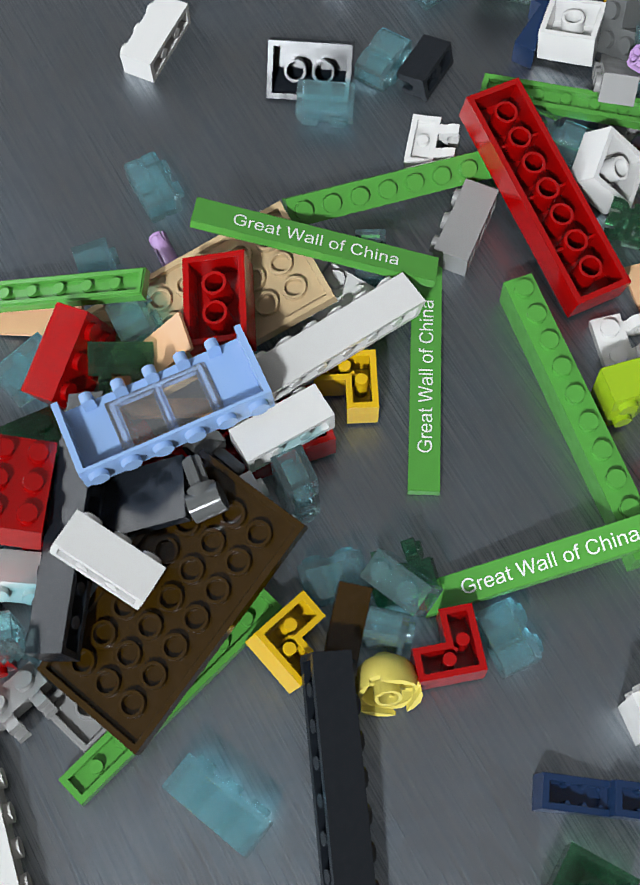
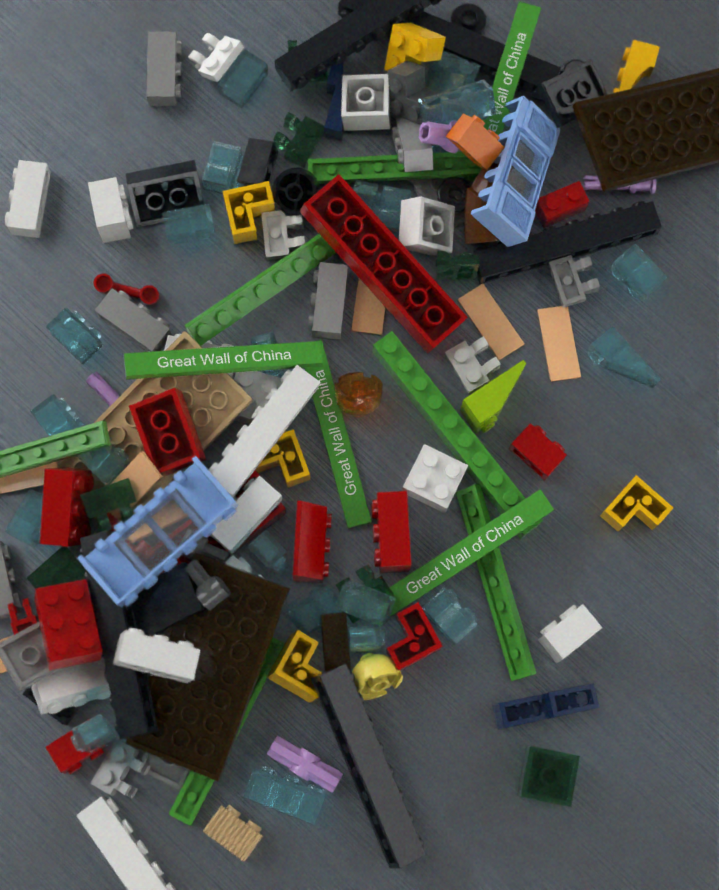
camera: 25 degrees left, 10 degrees up
(134, 833) = (233, 832): none -> tan brick
(209, 146) = (148, 294): none -> red bar
(218, 180) = (133, 321): none -> light grey brick
(241, 65) = (110, 209): none -> white brick
(258, 772) = (304, 764): none -> lavender piece
(354, 492) = (311, 543): none -> red slope
(397, 100) = (245, 204): none -> yellow brick
(452, 90) = (293, 189): none -> black cylinder
(461, 507) = (391, 532): none -> red brick
(467, 337) = (358, 394): none -> clear orange cylinder
(487, 58) = (304, 142): none -> clear green plate
(508, 252) = (368, 311): none -> light nougat piece
(535, 461) = (434, 478): none -> white brick
(582, 629) = (497, 589): none -> bright green plate

